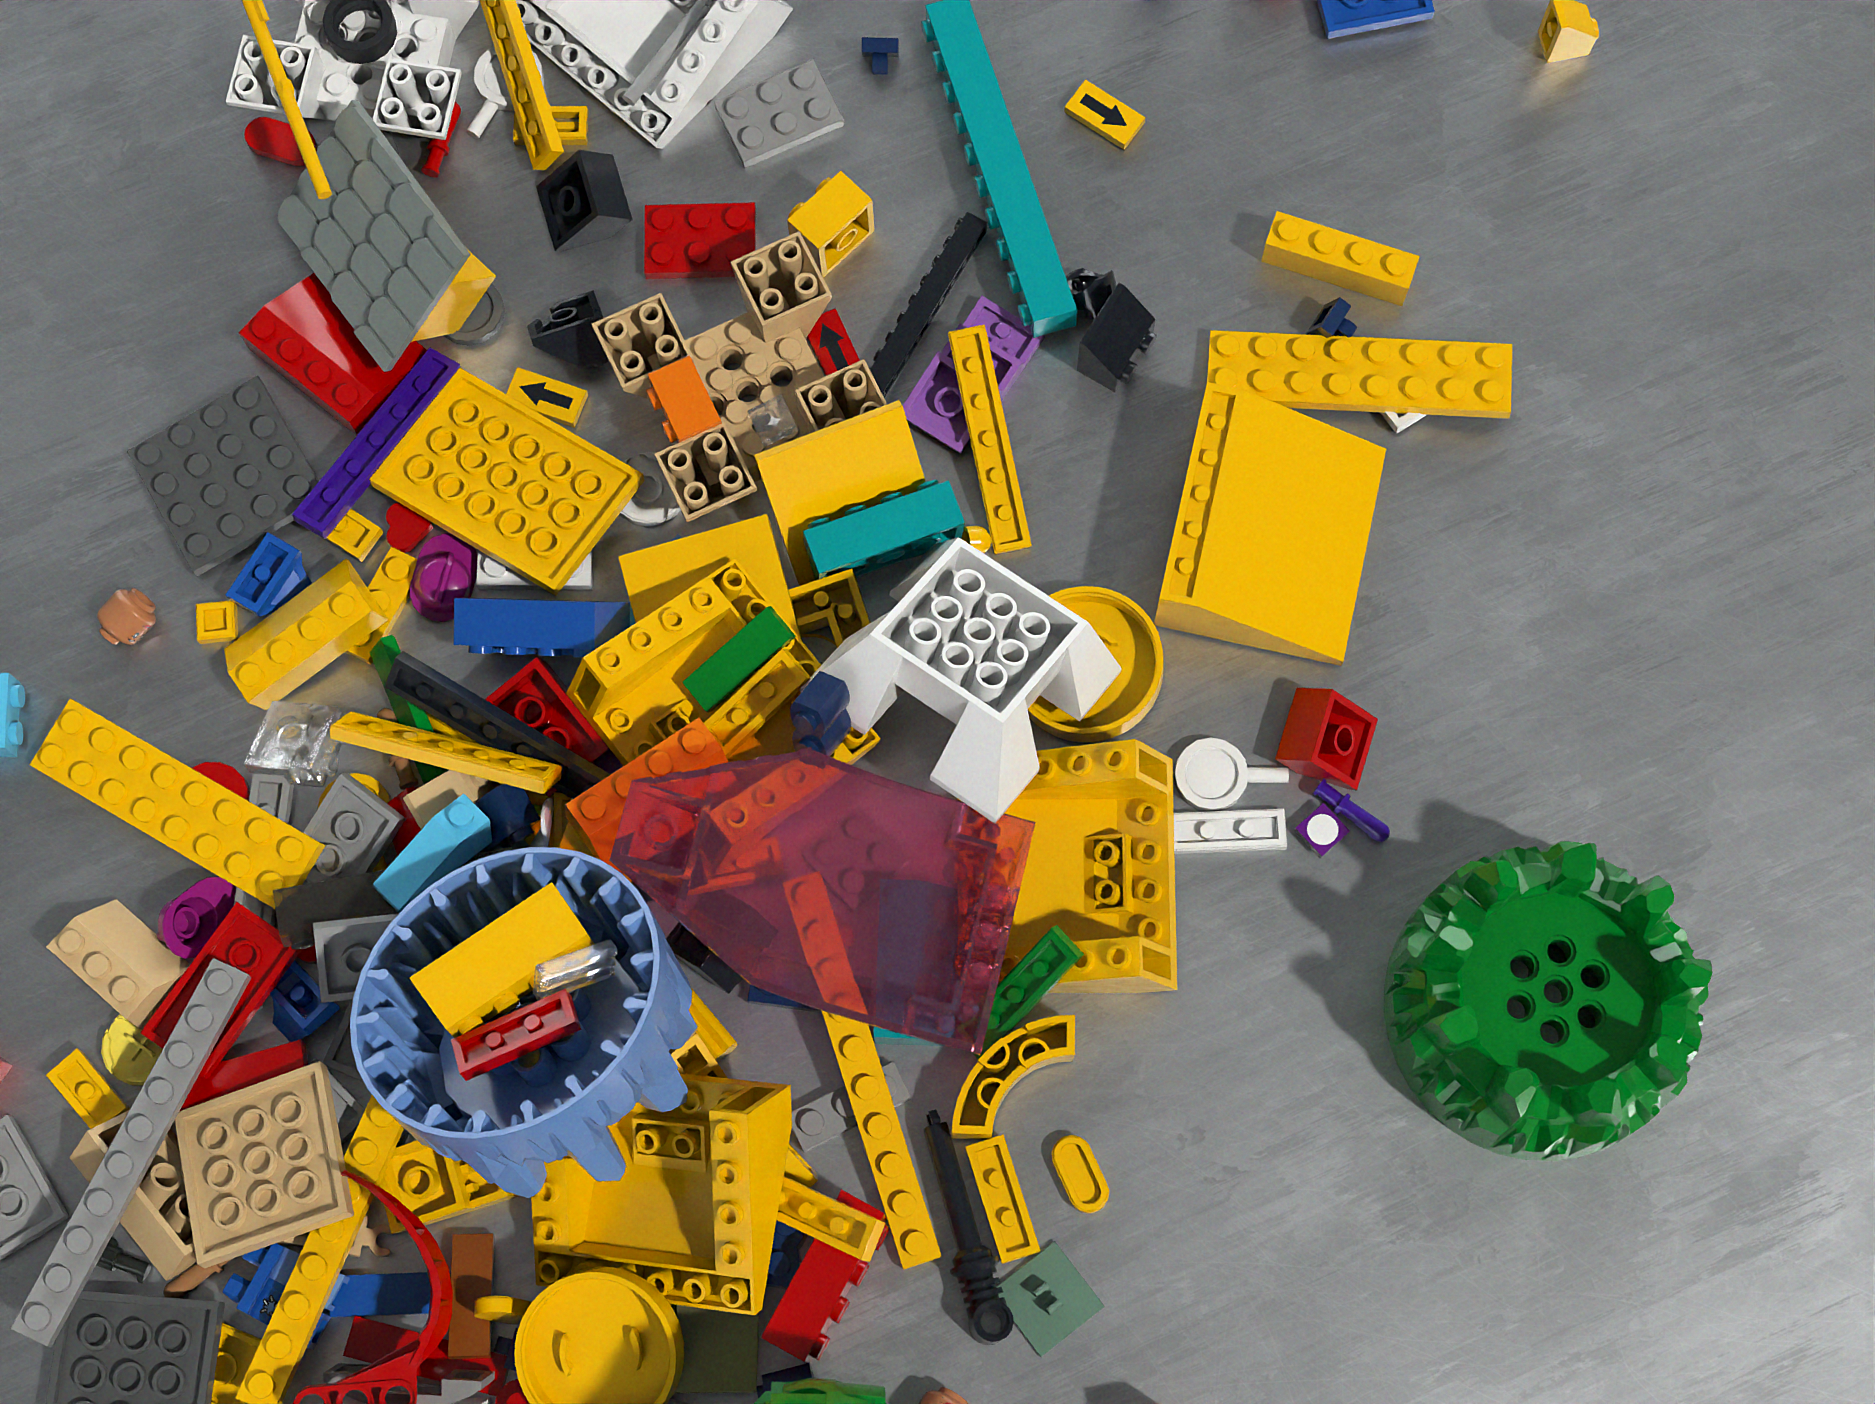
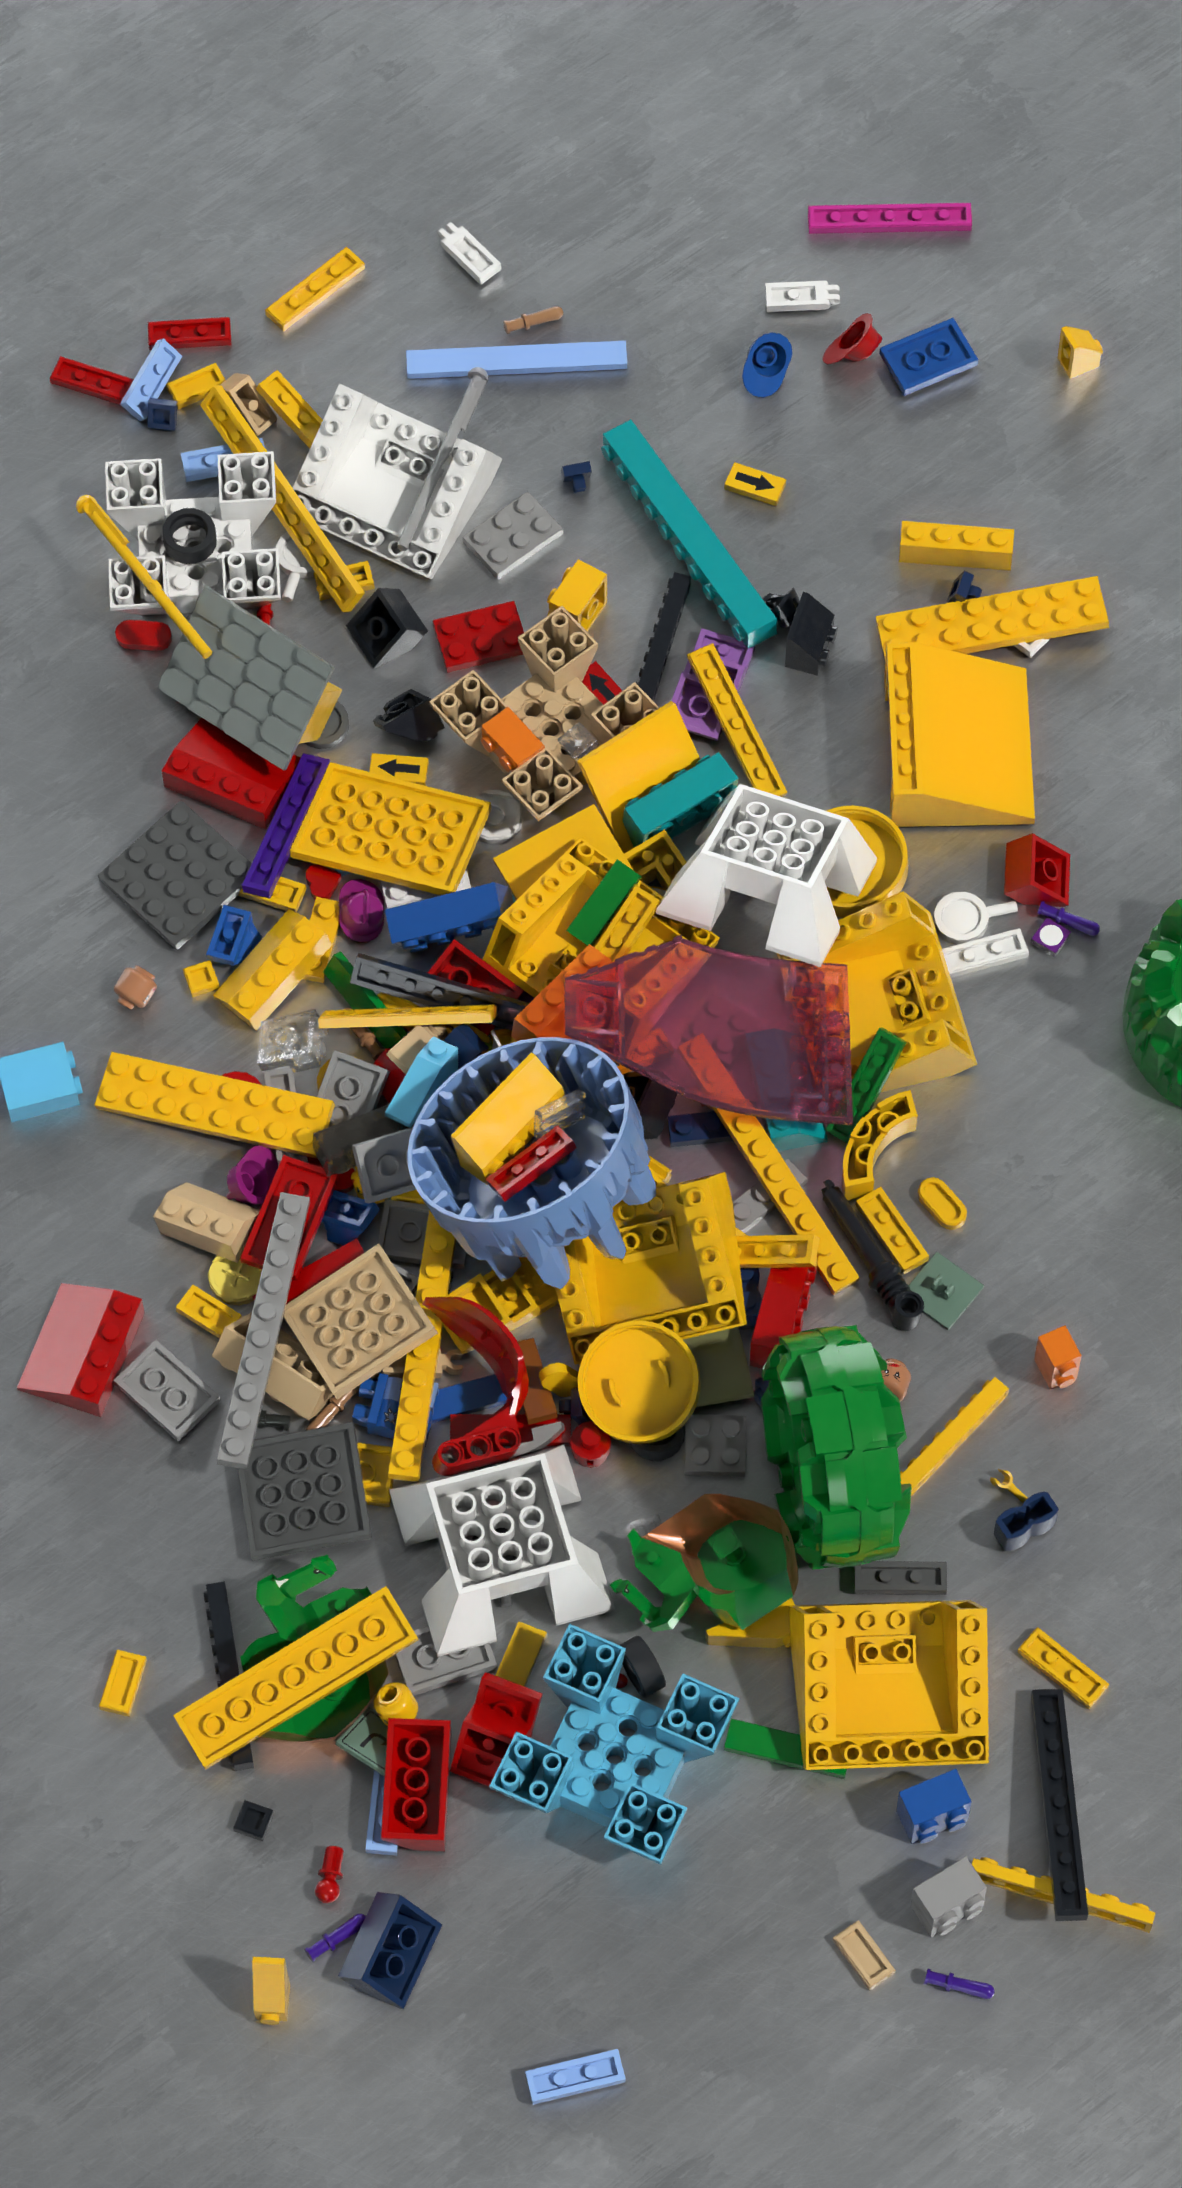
camera: 15 degrees left, 10 degrees down
(821, 714) = (677, 915): dark blue brick -> none

